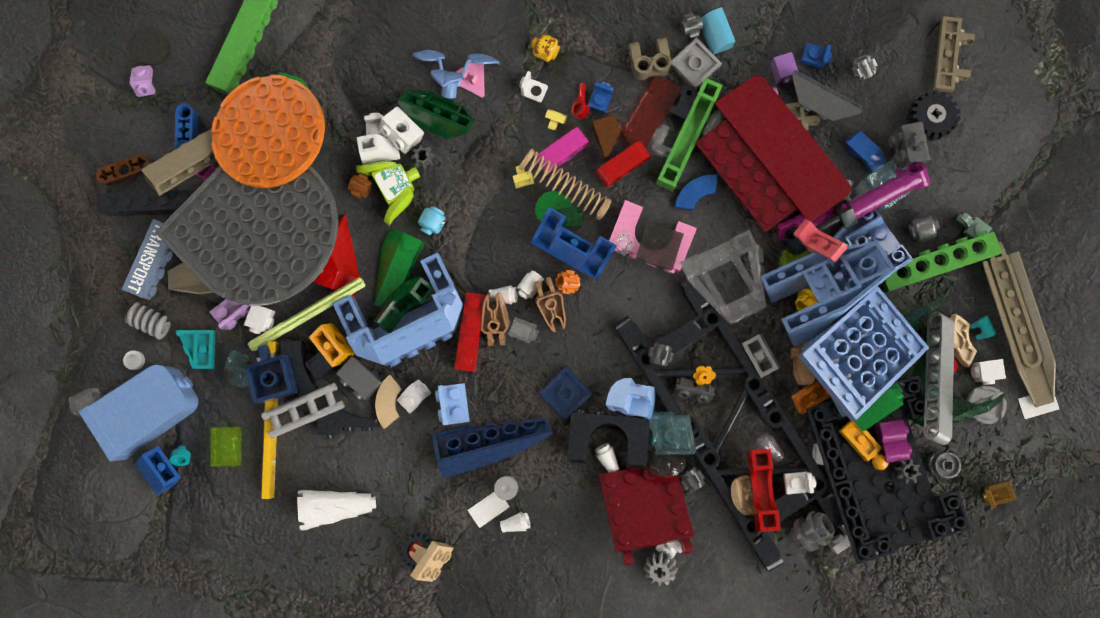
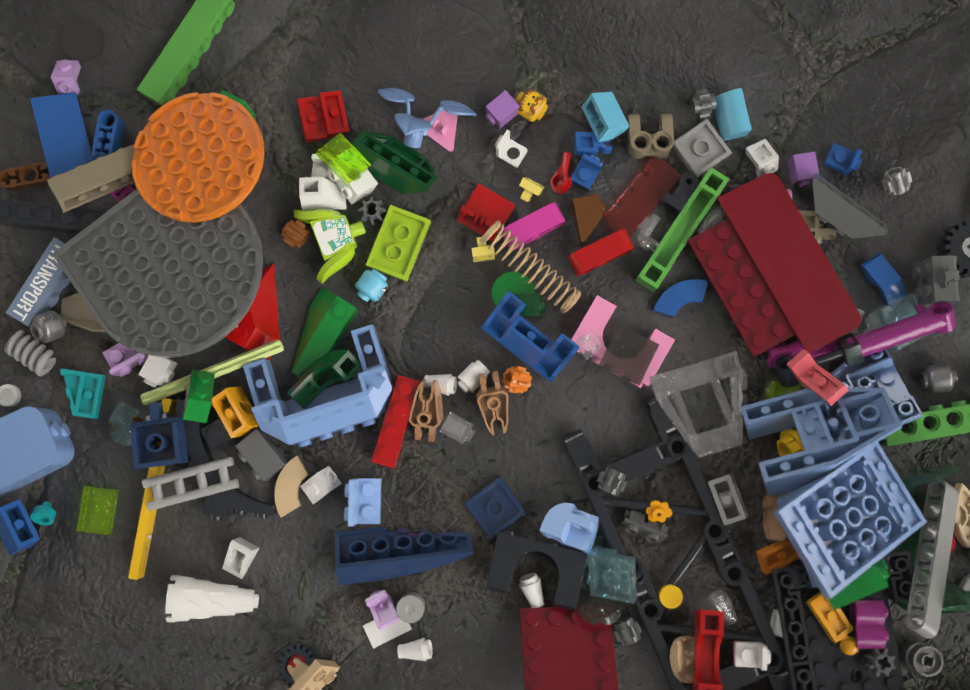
camera: 10 degrees right, 0 degrees up
(145, 128) = (61, 132): none -> blue tile
(159, 296) = (48, 326): none -> flat silver head
(299, 334) = (199, 396): none -> green brick
(353, 467) = (239, 557): none -> white slope
(368, 82) = (322, 116): none -> red slope
(392, 116) = (343, 159): none -> clear neon green plate
(449, 181) = (398, 243): none -> lime plate
(482, 492) = (382, 609): none -> lavender bracket
(518, 142) = (484, 210): none -> red hinge
(520, 55) = (501, 110): none -> medium lavender brick
(600, 73) = (588, 144): none -> blue plate
(609, 47) = (605, 116): none -> medium azure brick
(724, 444) = (670, 596): none -> yellow tile
(749, 63) = (763, 157): none -> white bracket

